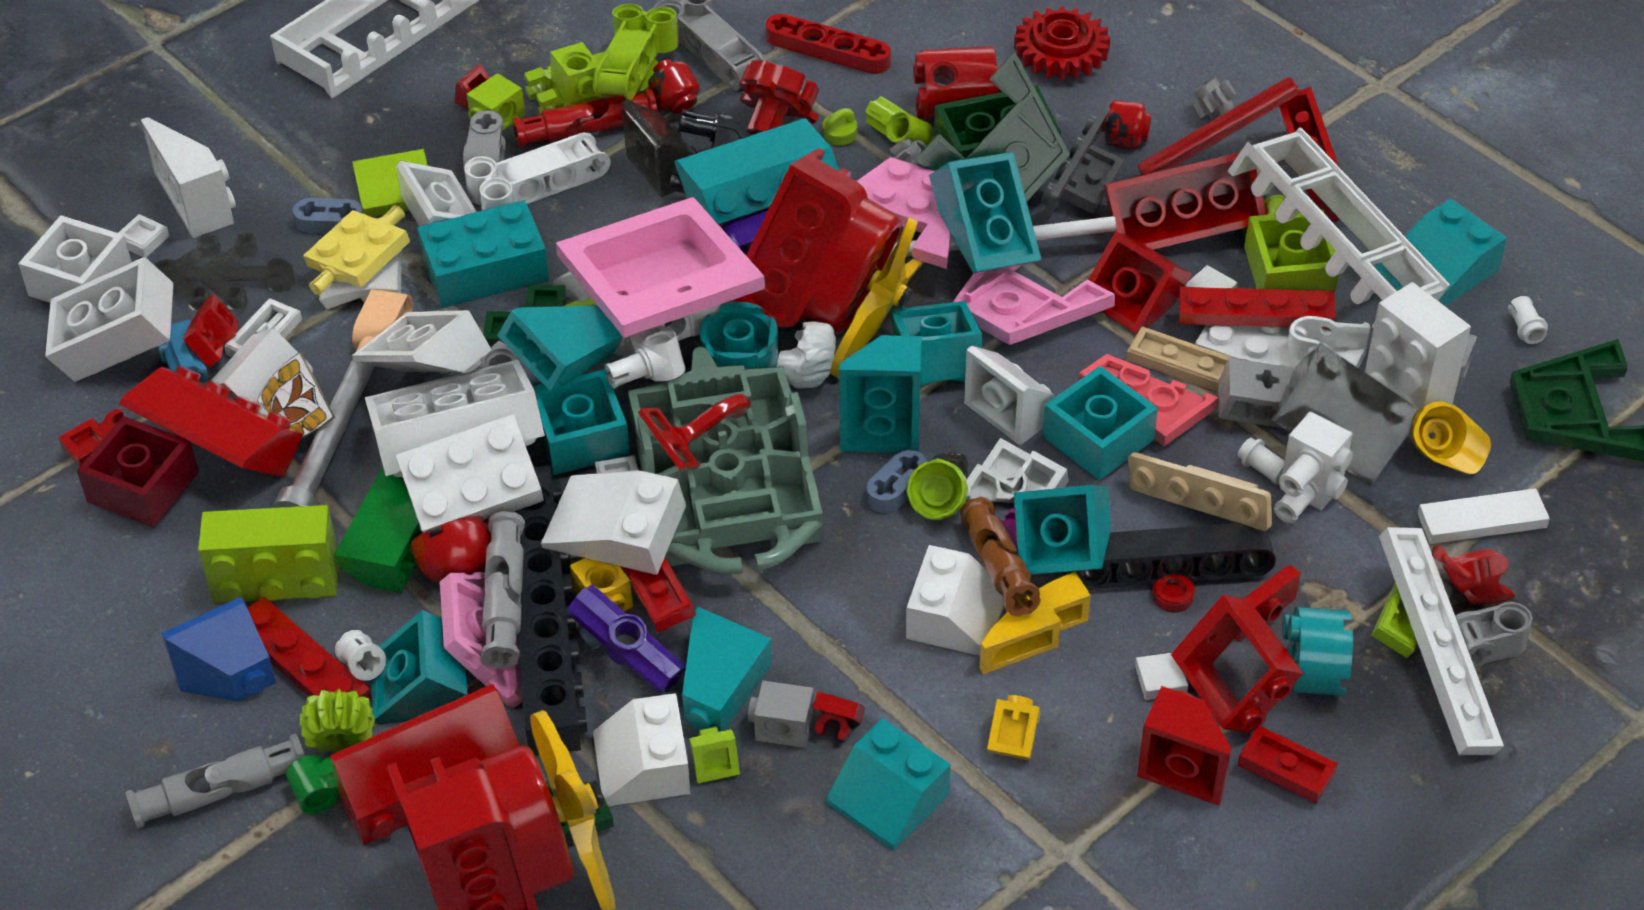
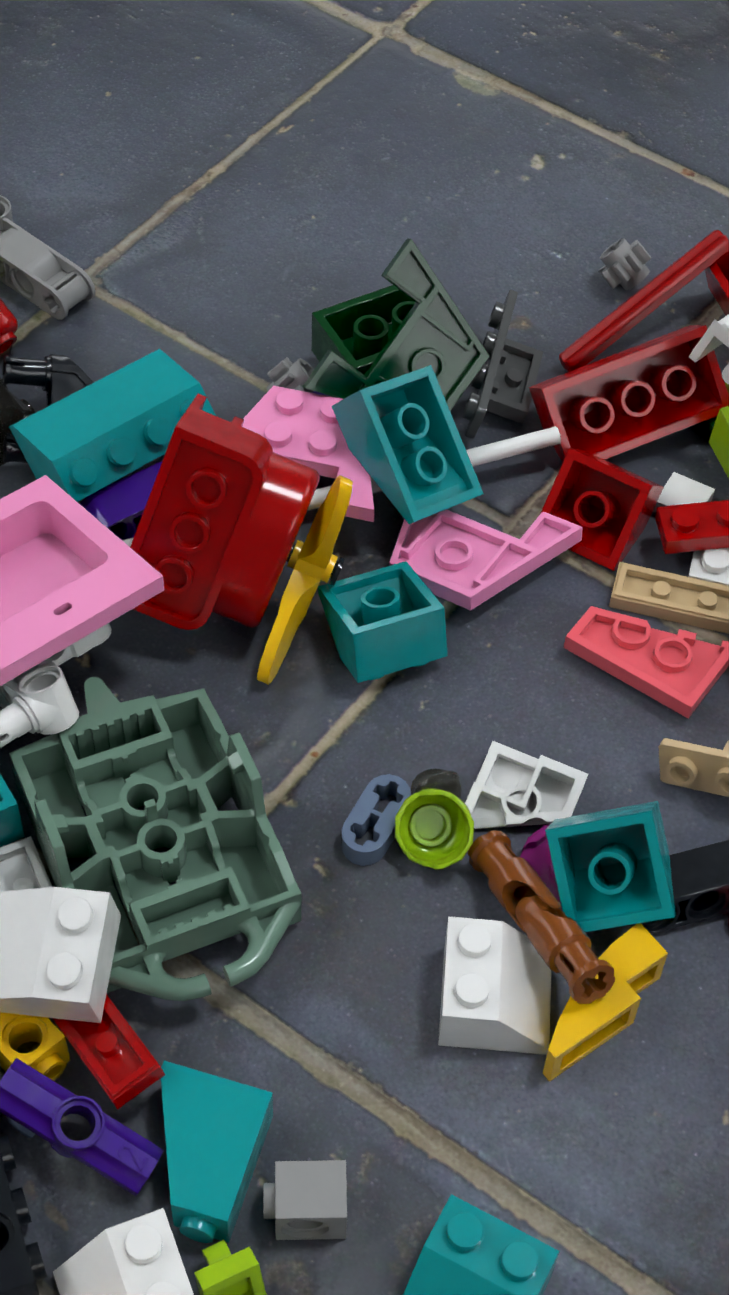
camera: 15 degrees left, 5 degrees up
(680, 437) = (94, 816): red piece -> none
(740, 336) = (140, 655): teal brick -> none
(776, 94) = (115, 321): red piece -> none
(812, 358) = (232, 666): white hair -> none
(837, 709) = (380, 1179): red tile -> none
(840, 128) = (197, 352): lime tile -> none
(865, 52) = (102, 236): red beam -> none
(881, 396) = (344, 712): teal slope -> none
(897, 122) = (266, 338): lime piece -> none
(962, 71) = (334, 266): red cylinder -> none
(1004, 394) = (486, 681): white slope -> none
(1014, 727) = (616, 1163): yellow bracket -> none
(1062, 43) = (434, 214): red gear -> none
(1099, 422) = (610, 702): teal brick -> none
(1127, 124) = (536, 307): red head -> none

